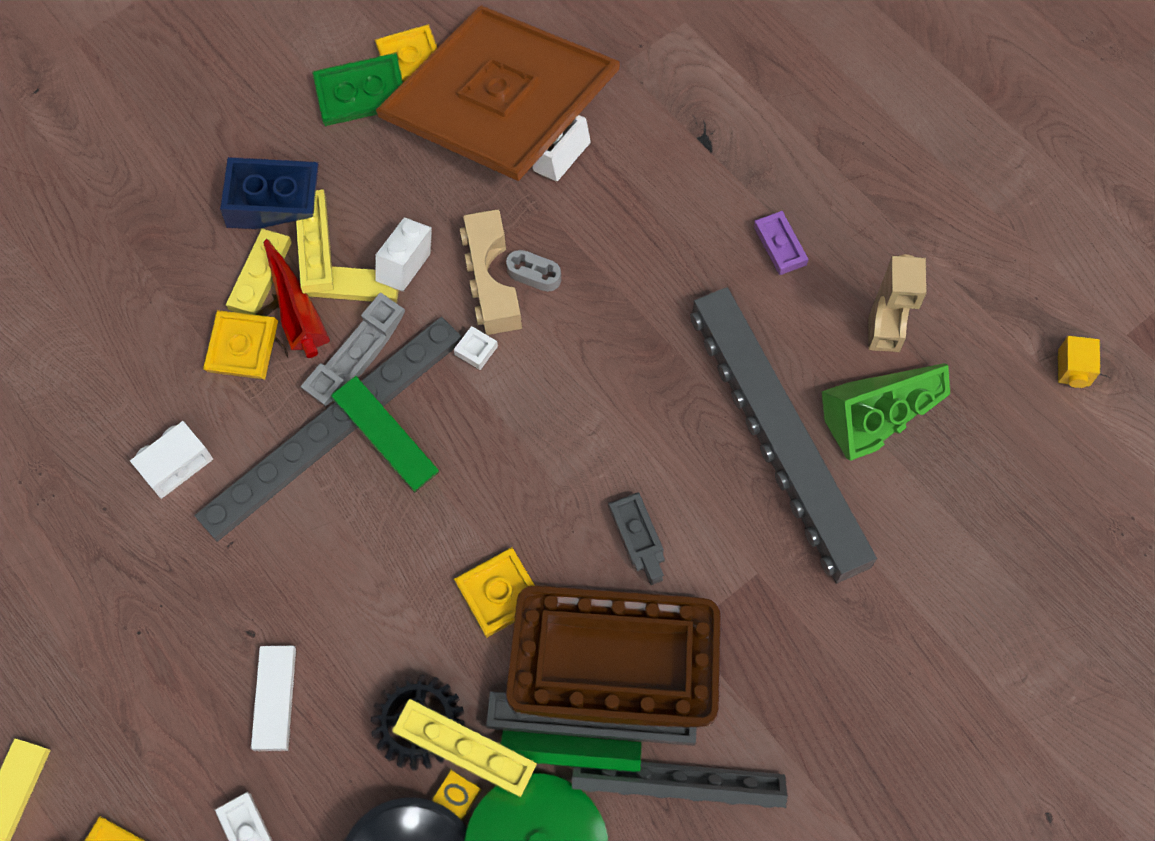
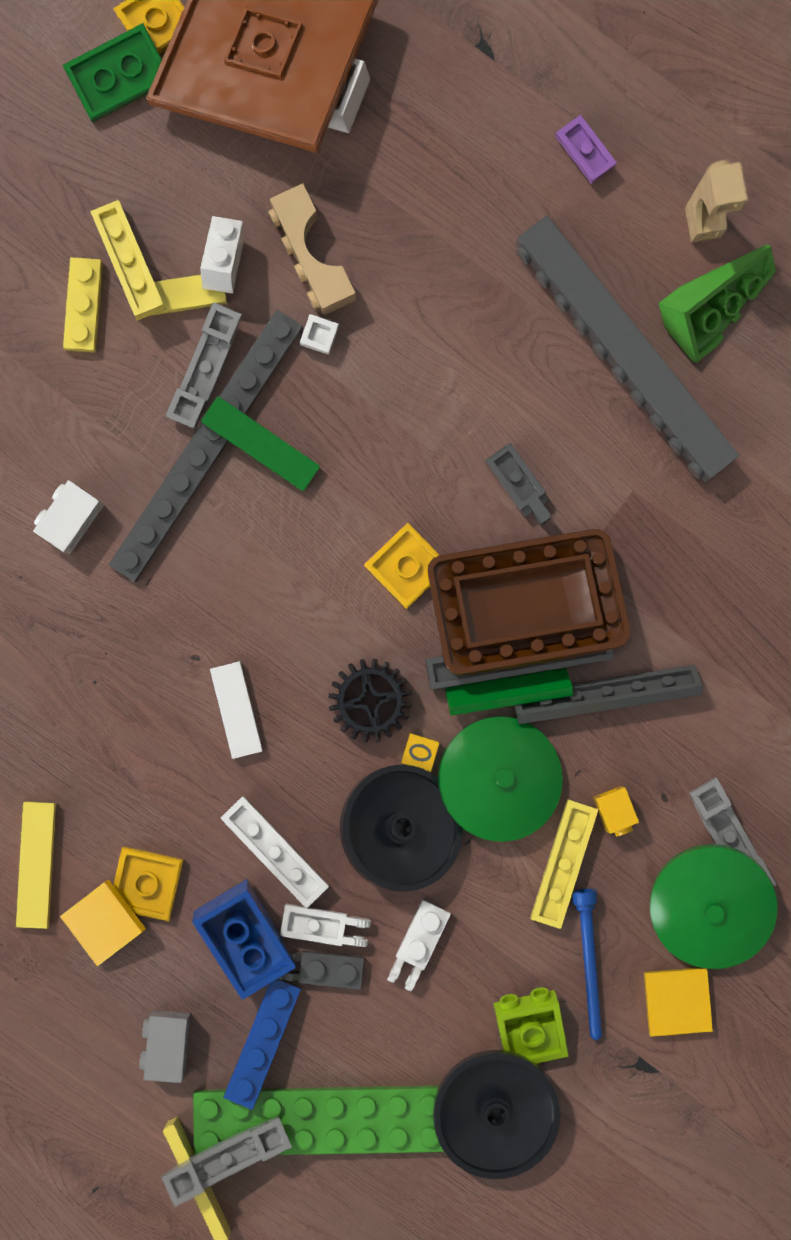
camera: 20 degrees left, 20 degrees up
(240, 344) = (92, 386): yellow tile -> none
(266, 311) = (104, 343): dark brown piece -> none
(267, 192) = (67, 218): dark blue slope -> none
(298, 315) = (136, 339): red piece -> none
(464, 748) = (420, 716): light yellow plate -> none
(533, 271) = (353, 230): light grey beam -> none

